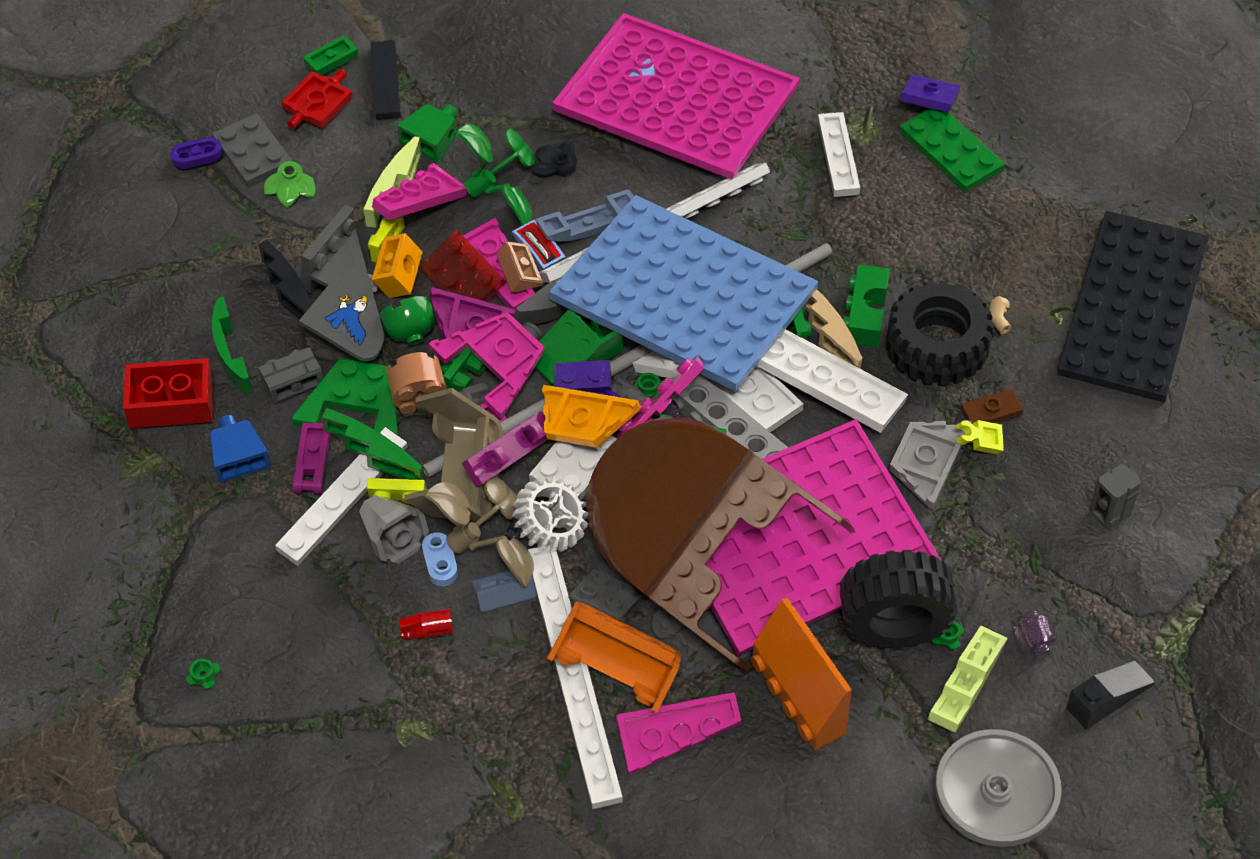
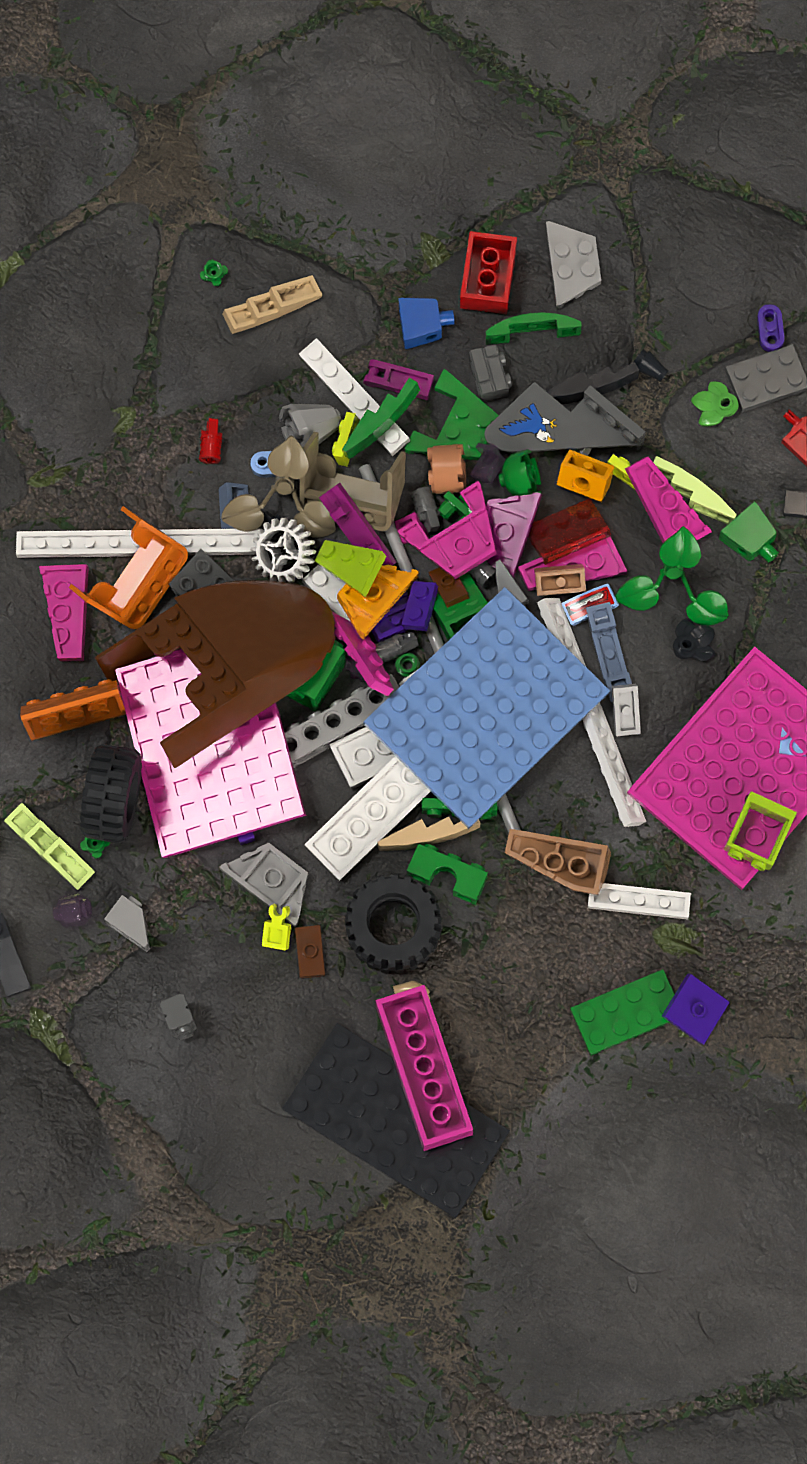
camera: 105 degrees right, 20 degrees up
(141, 331) = (572, 262): none -> light grey wing
(237, 602) = (272, 305): none -> tan slope
(250, 243) = (650, 366): none -> black cone
(394, 349) = (488, 464): none -> clear purple bracket
(555, 435) = (351, 564): none -> lime wing
(557, 350) = (450, 589): none -> reddish brown plate
(648, 189) = (626, 709): none -> plate
(746, 51) = (771, 810): none -> lime window
(822, 208) = (567, 861): none -> medium nougat wedge
(1025, 574) = (129, 920): none -> light grey slope
(1081, 270) = (424, 1067): none -> dark pink brick

